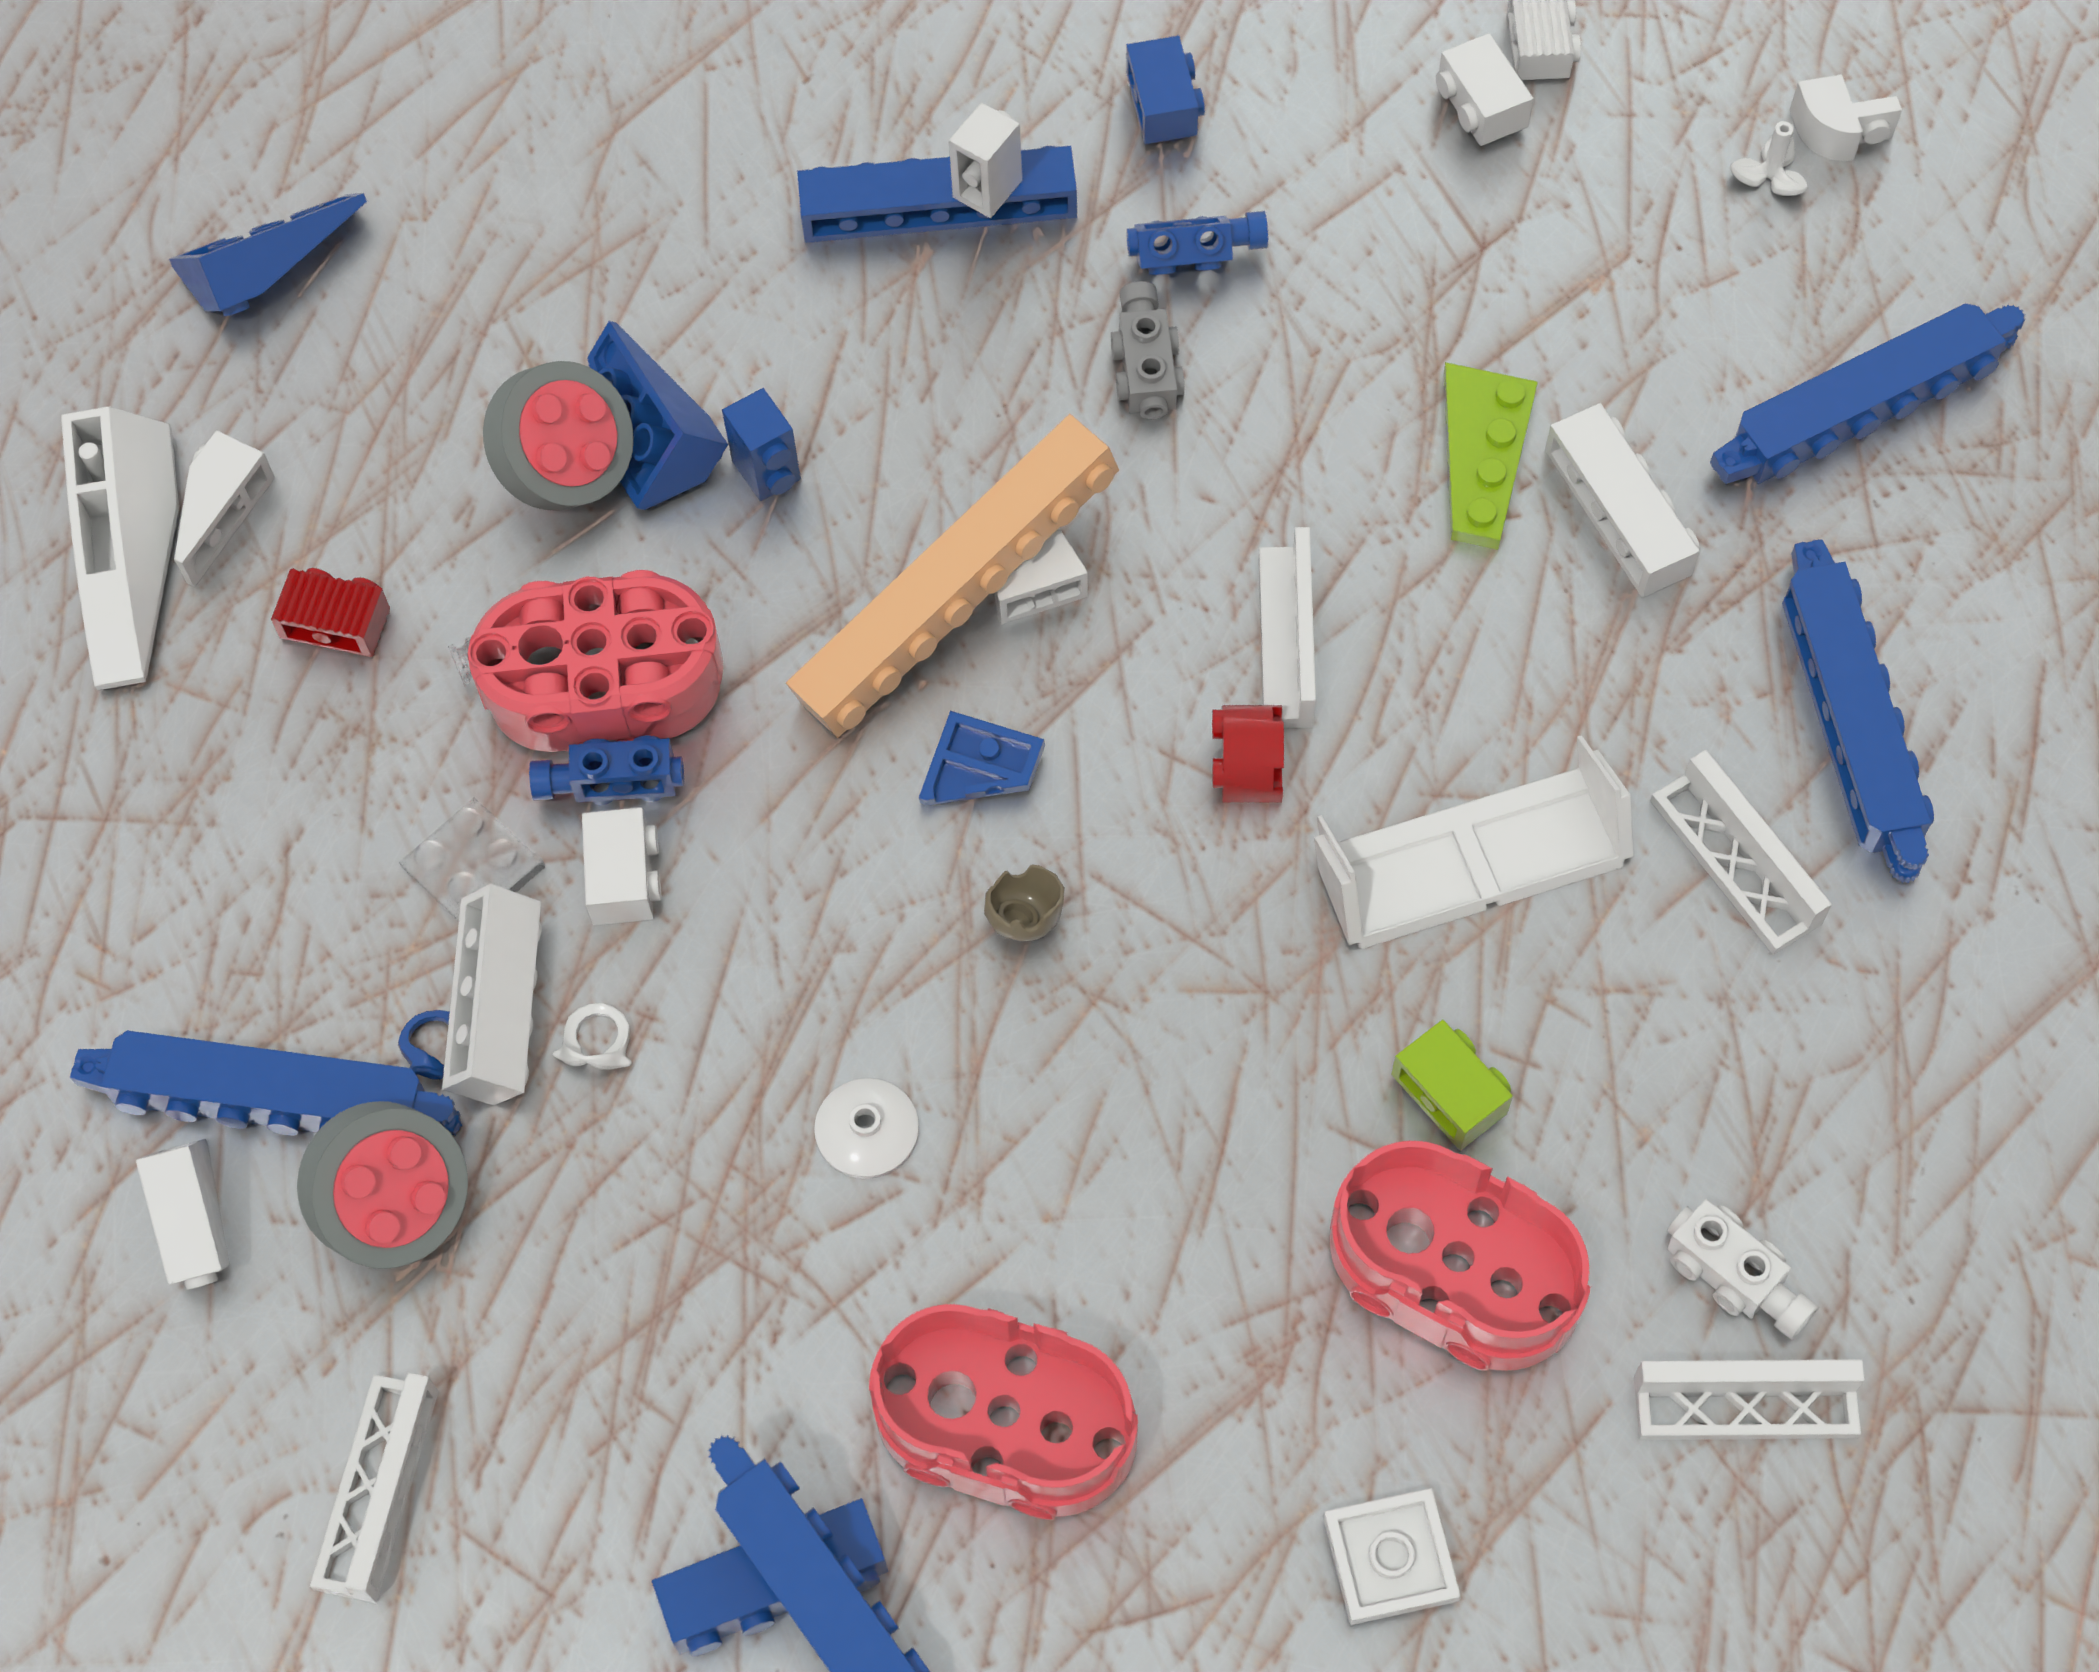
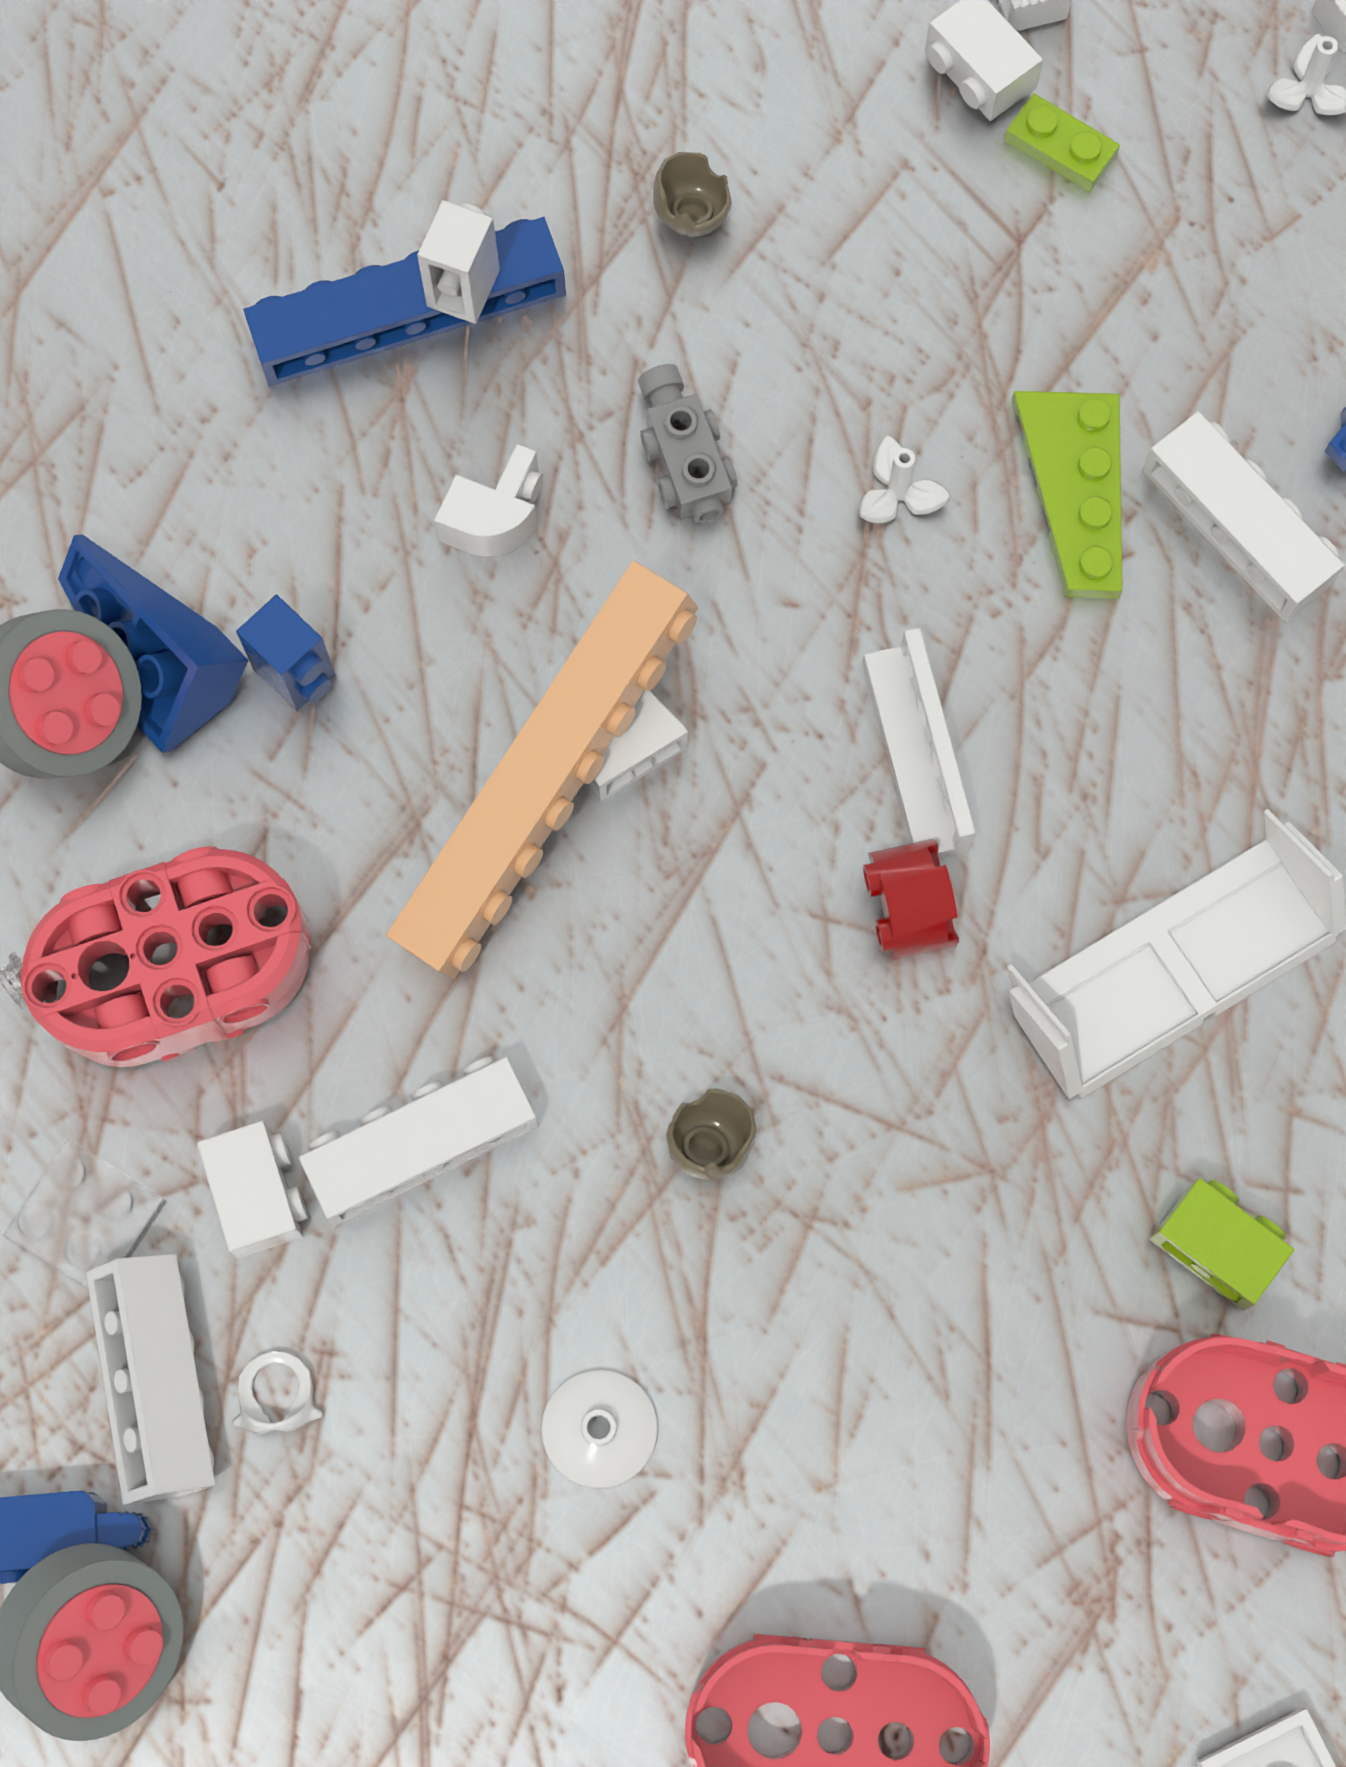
camera: 15 degrees left, 10 degrees up
(419, 1060) = (85, 1468): blue piece -> none
(620, 764) = (223, 1073): blue brick -> none
(771, 857) = (418, 1140): none -> white brick
(967, 378) = (490, 519): none -> white brick
(980, 761) = (619, 974): blue wing -> none
(1163, 89) = (627, 123): blue brick -> none
(1184, 241) = (703, 309): blue brick -> none
(1202, 154) = (690, 195): none -> dark tan hair
(1324, 407) = (895, 468): none -> white plant
(1539, 174) = (1061, 142): none -> lime plate

